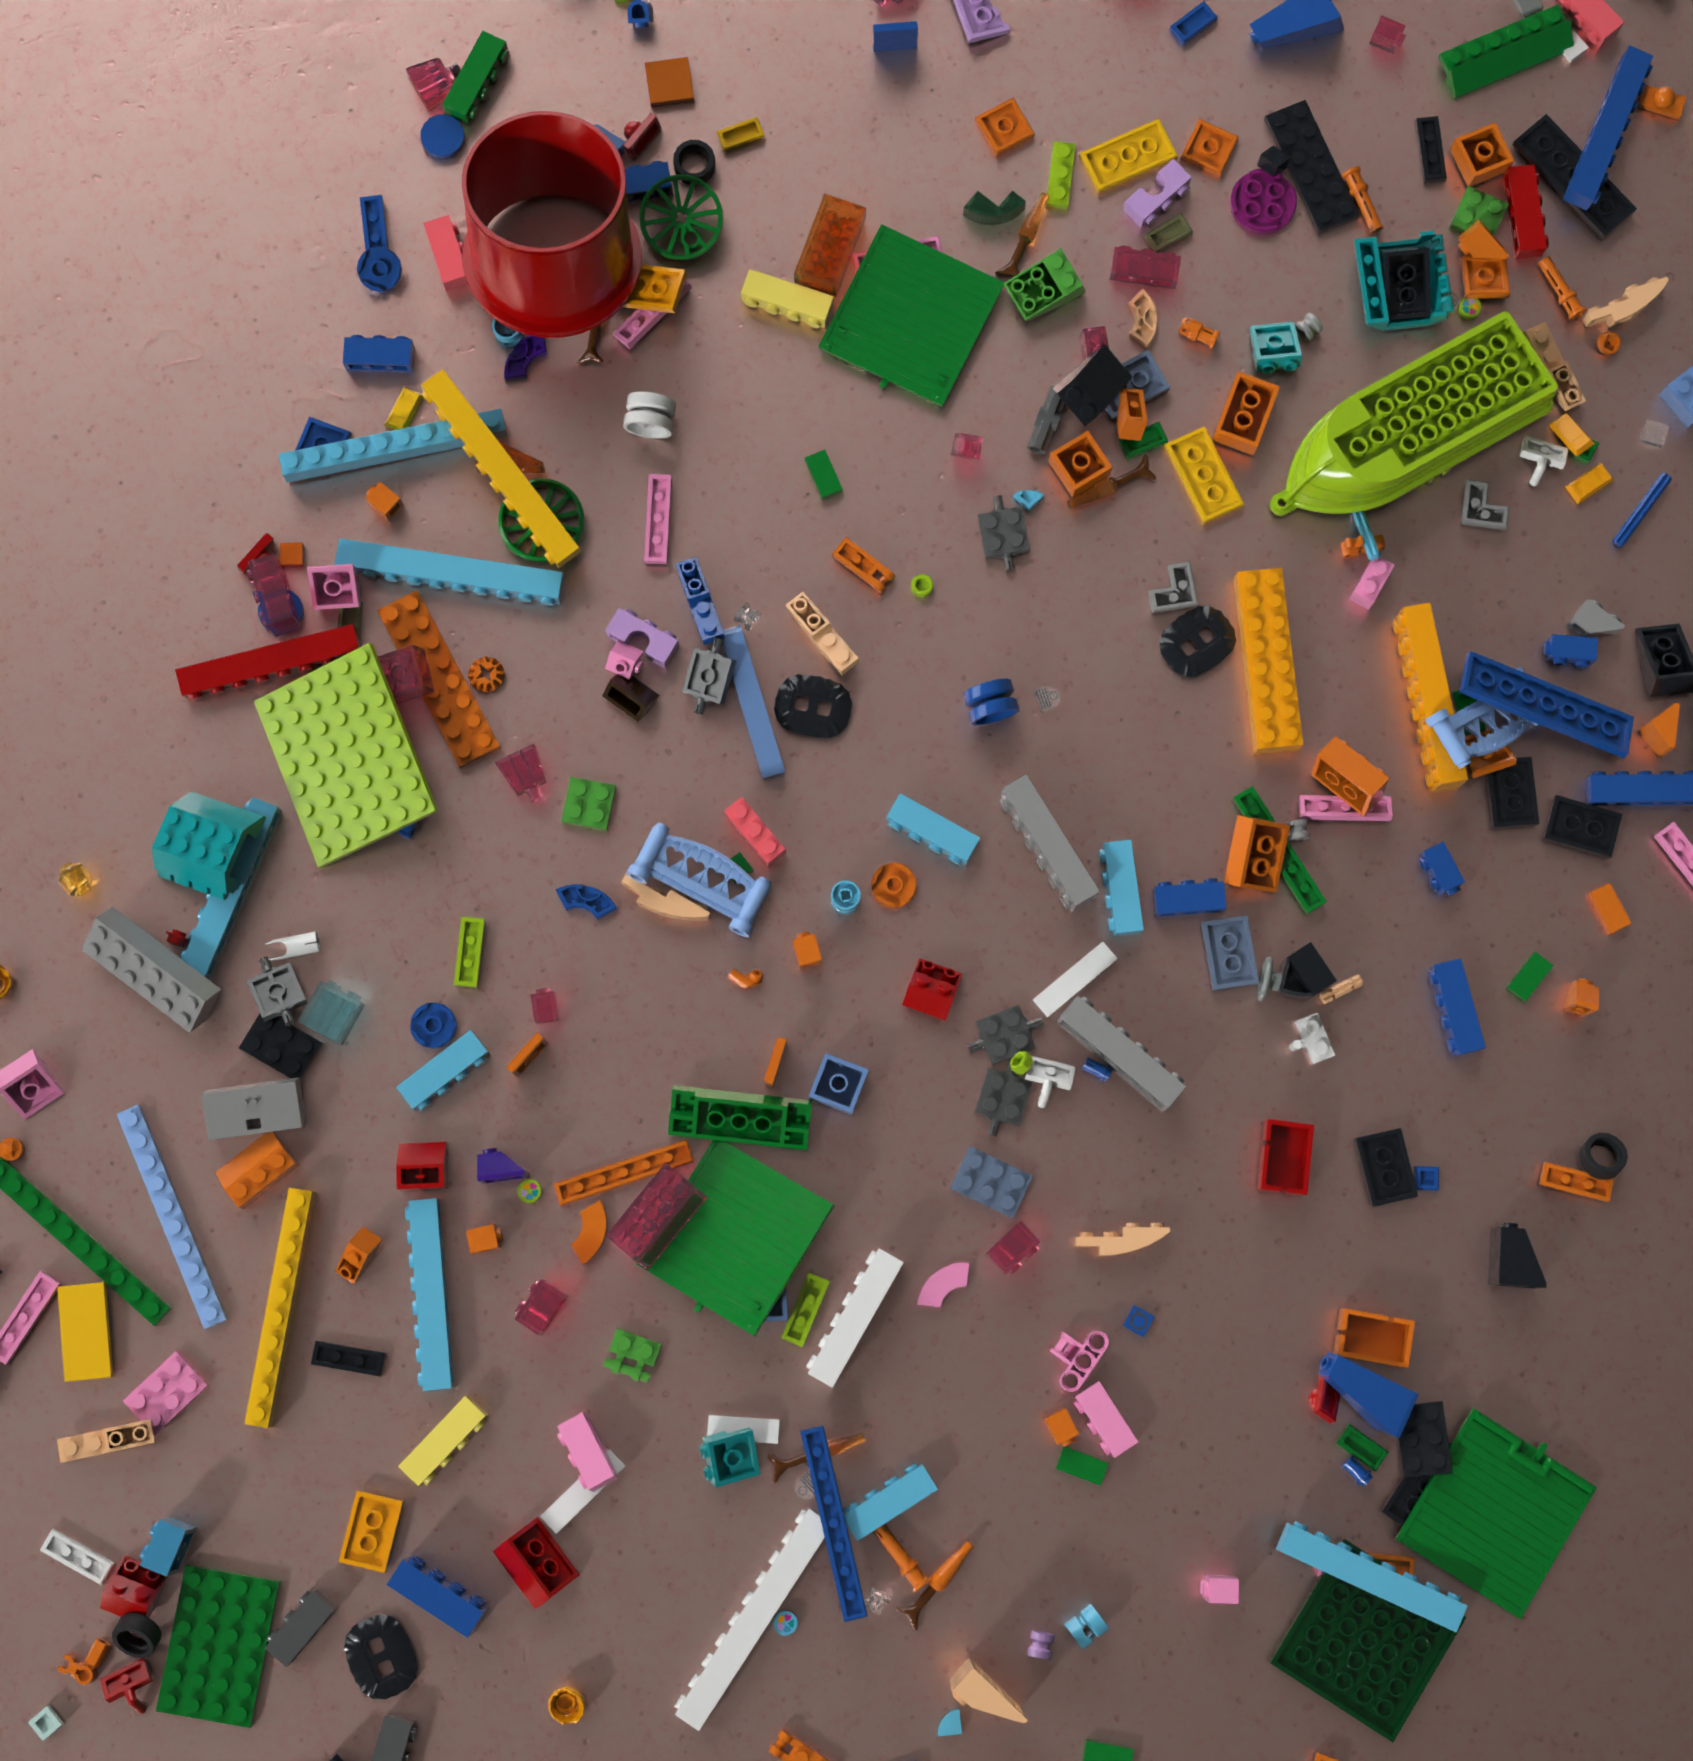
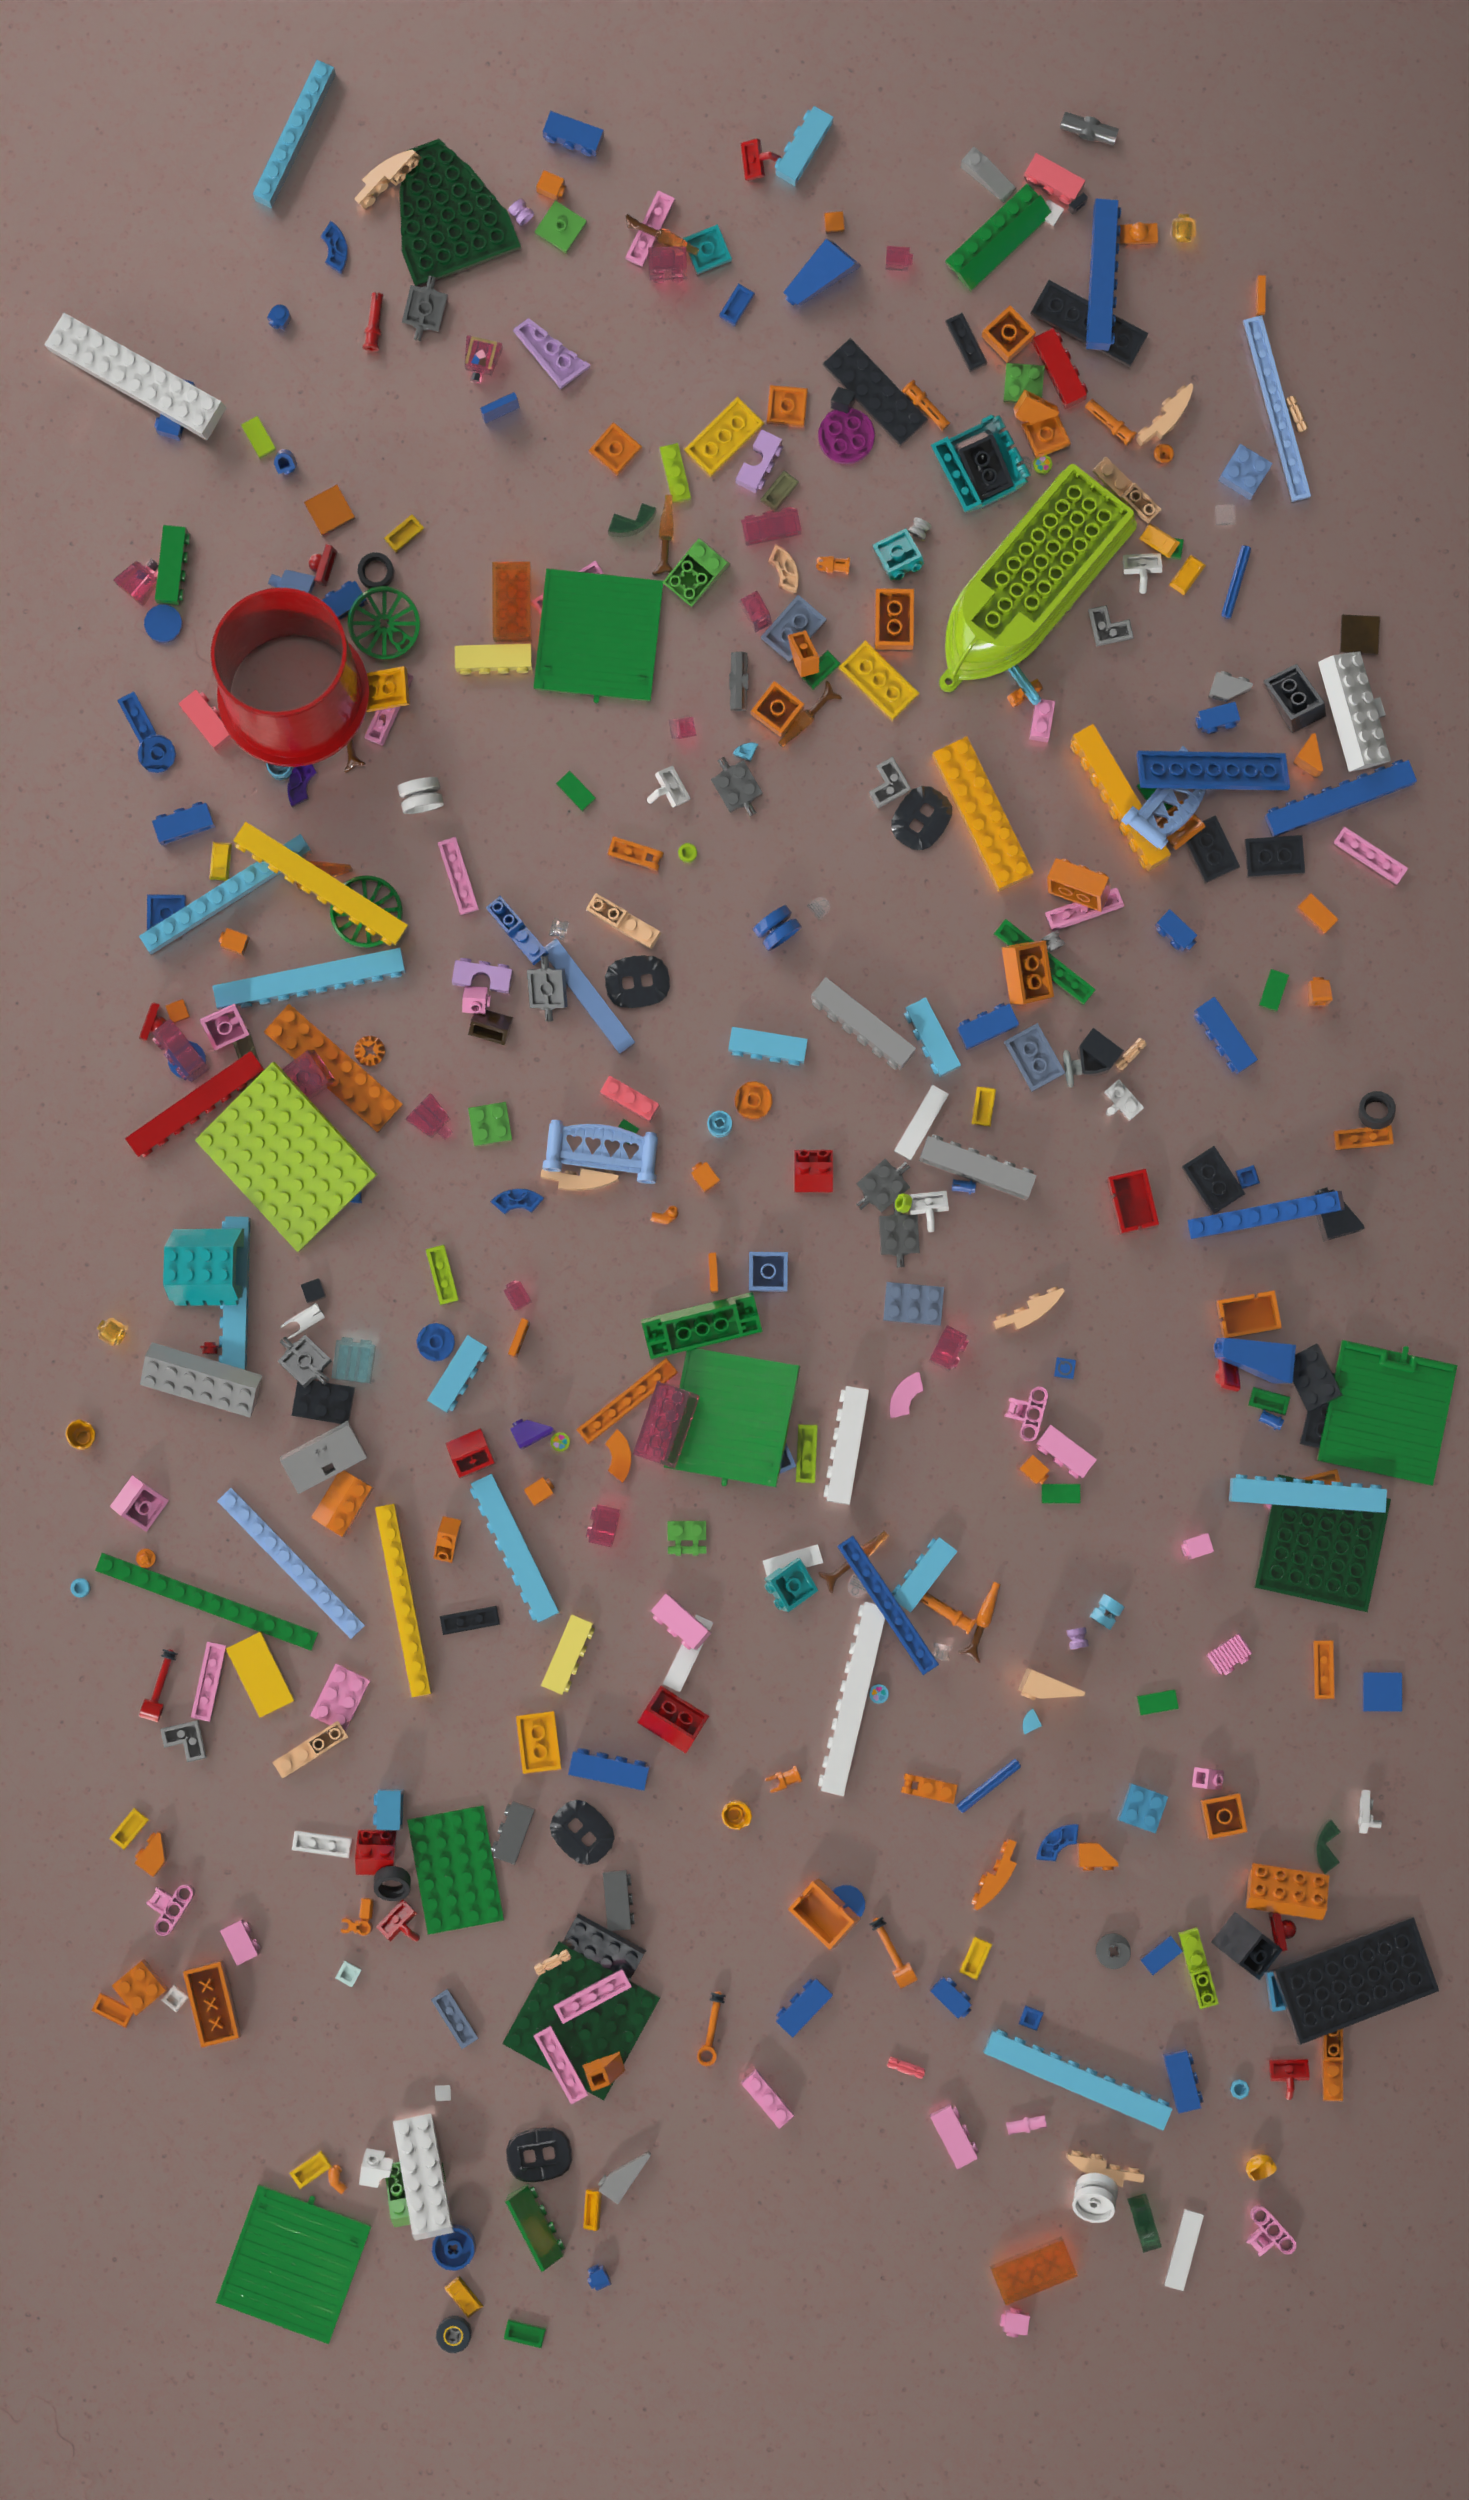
camera: 15 degrees left, 5 degrees up
(318, 917) = (313, 1290): none -> black piece
(640, 1683) = (786, 1778): none -> orange piece
(930, 505) = (671, 786): none -> white plate
(1093, 384) = (764, 642): black slope -> none
(1152, 987) = (983, 1106): none -> yellow tile
(1213, 1732) = (1229, 1654): none -> bright pink brick
(1436, 1229) = (1266, 1214): none -> blue brick
(1606, 45) = (1078, 203): none -> black tile

